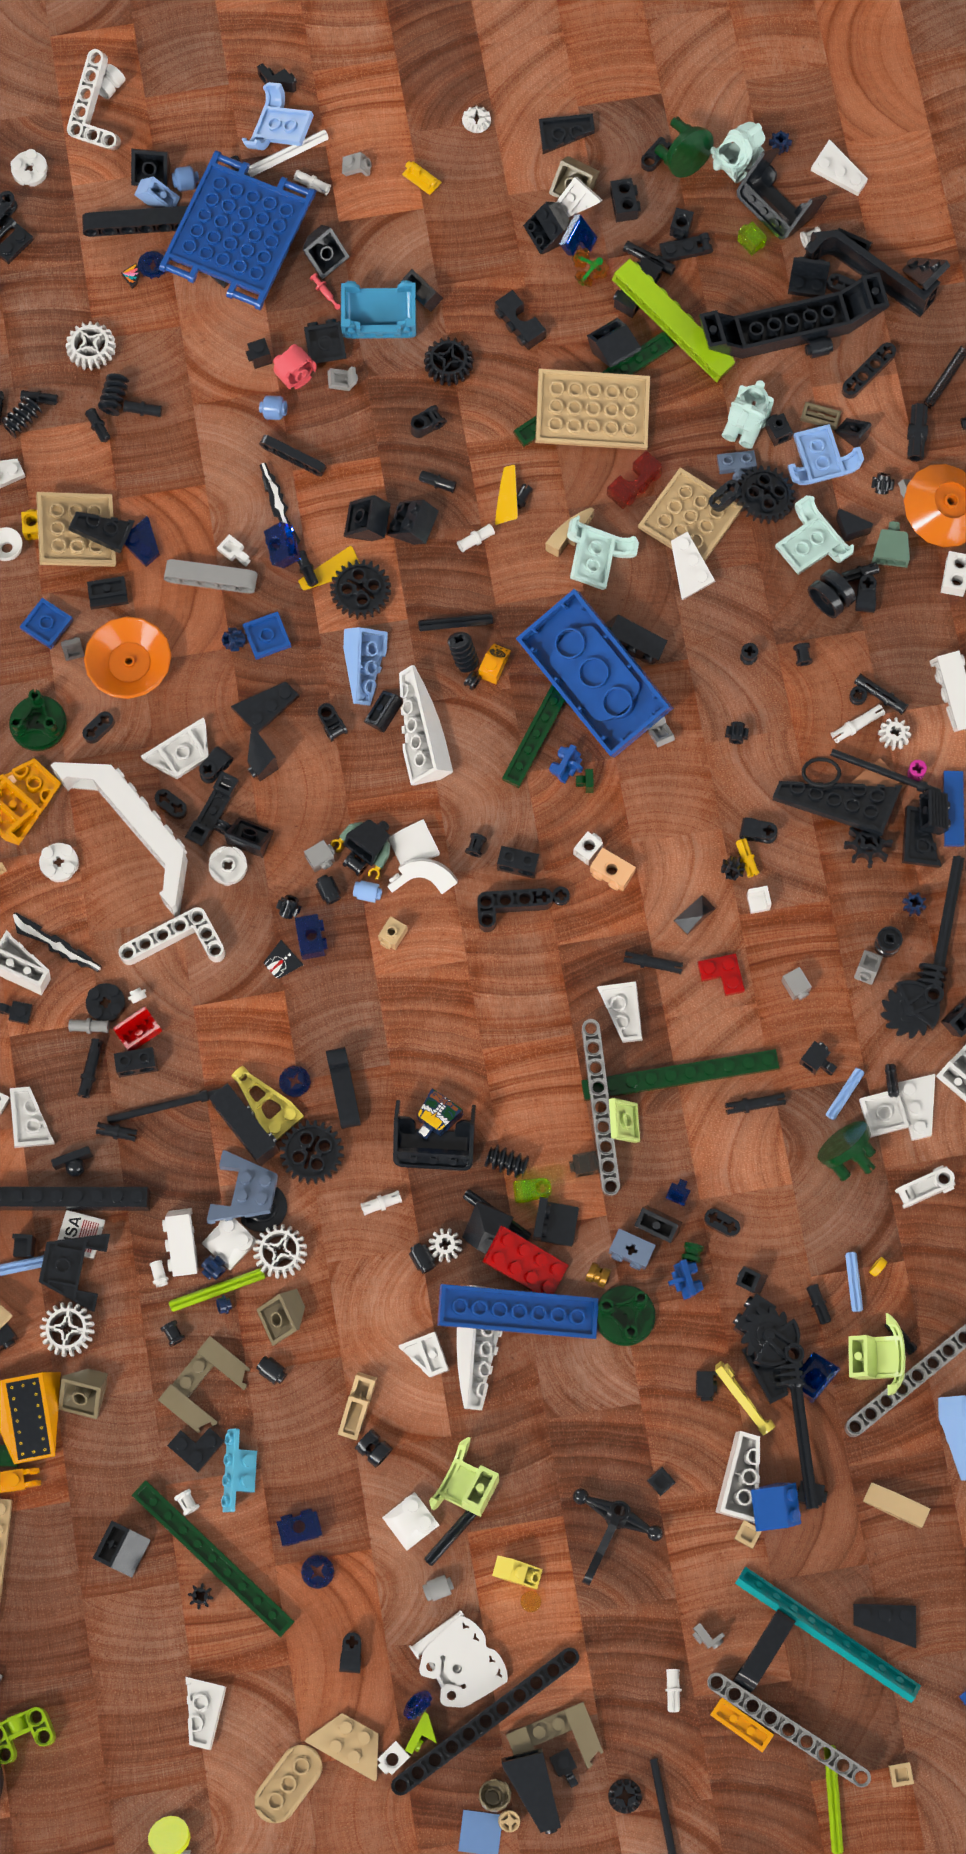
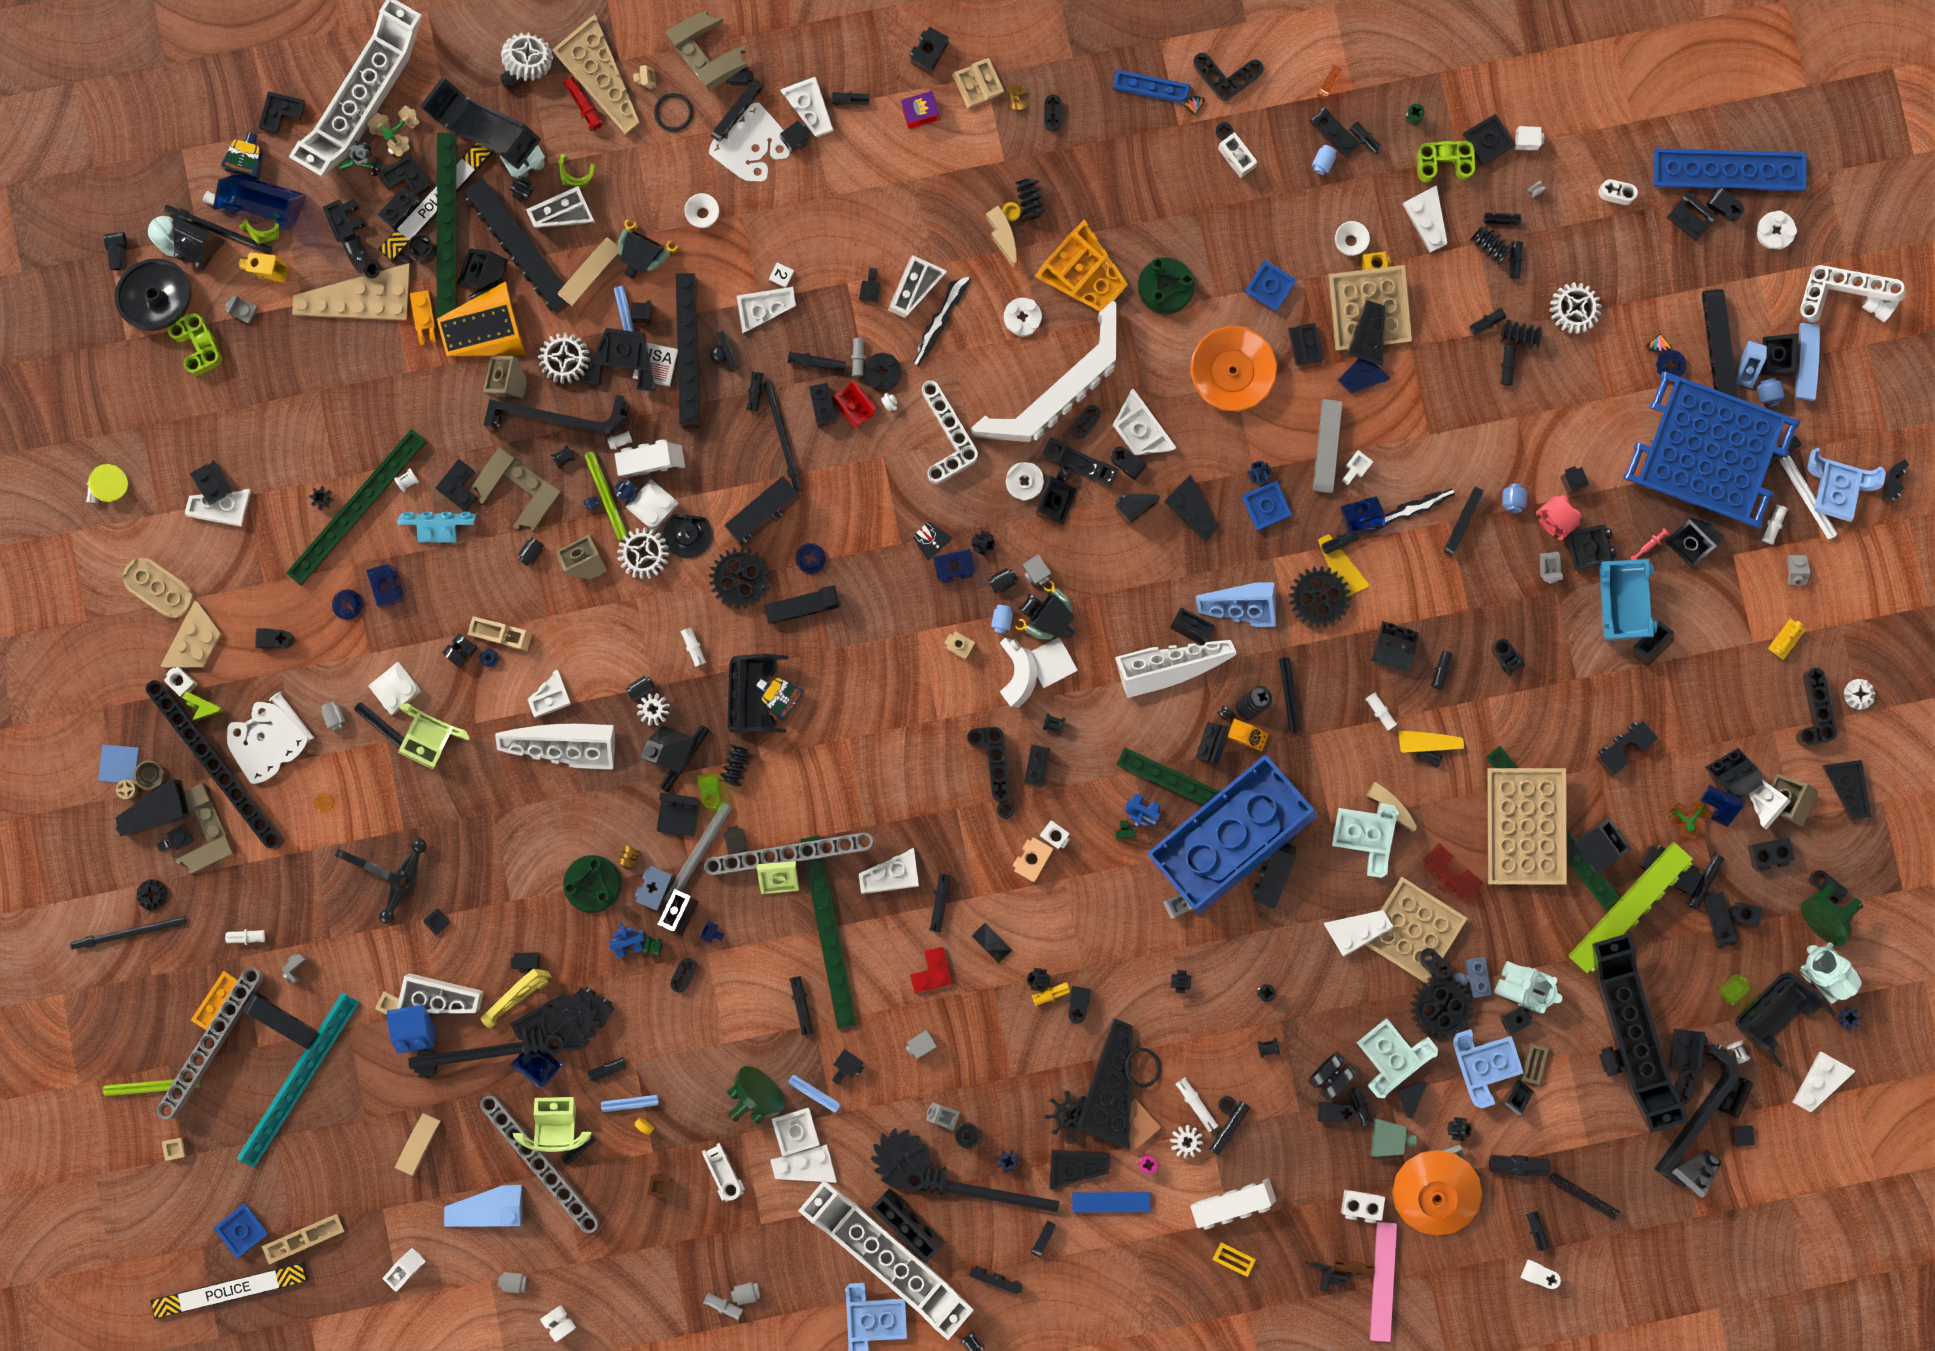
camera: 85 degrees right, 10 degrees up
(72, 649) = (1243, 313): flat silver tile -> none
(101, 730) = (1160, 348): black beam -> none
(116, 1396) = (607, 428): none -> black panel
(121, 1549) = (361, 422): slope -> none
(176, 146) = (1807, 361): none -> light blue slope
(176, 1719) = (211, 482): none -> black plate
(252, 1192) = (697, 523): sand blue wing -> none
(283, 1120) = (770, 548): light yellow plate -> none
(333, 724) = (1175, 575): black piece -> none
(367, 519) = (1396, 600): black slope -> none
(382, 1423) = (483, 657): none -> dark blue plate
(417, 1705) = (227, 701): clear blue gear -> none
(436, 355) = (1592, 679): black gear -> none
(460, 158) = (1814, 707): none -> black beam
(501, 693) = (1212, 742): none -> black plate
(517, 1311) = (587, 780): blue plate -> none
(517, 1572) = (348, 788): light yellow slope -> none
(524, 1262) = (635, 786): red plate -> none
(594, 1203) = (699, 850): none -> light grey axle
(751, 1279) = (626, 1003): black brick -> none
(759, 899) = (1006, 1006): white panel -> none
(868, 370) = (1588, 1114): black beam -> none
(889, 238) = (1743, 1135): none -> black tile
(890, 1621) = (312, 1137): black wing -> none
(892, 1080) = (827, 1139): black axle -> none
(920, 785) = (1131, 1169): black bar -> none
(934, 812) = (1102, 1181): black brick -> none
(939, 1251) = (659, 1186): none -> reddish brown panel

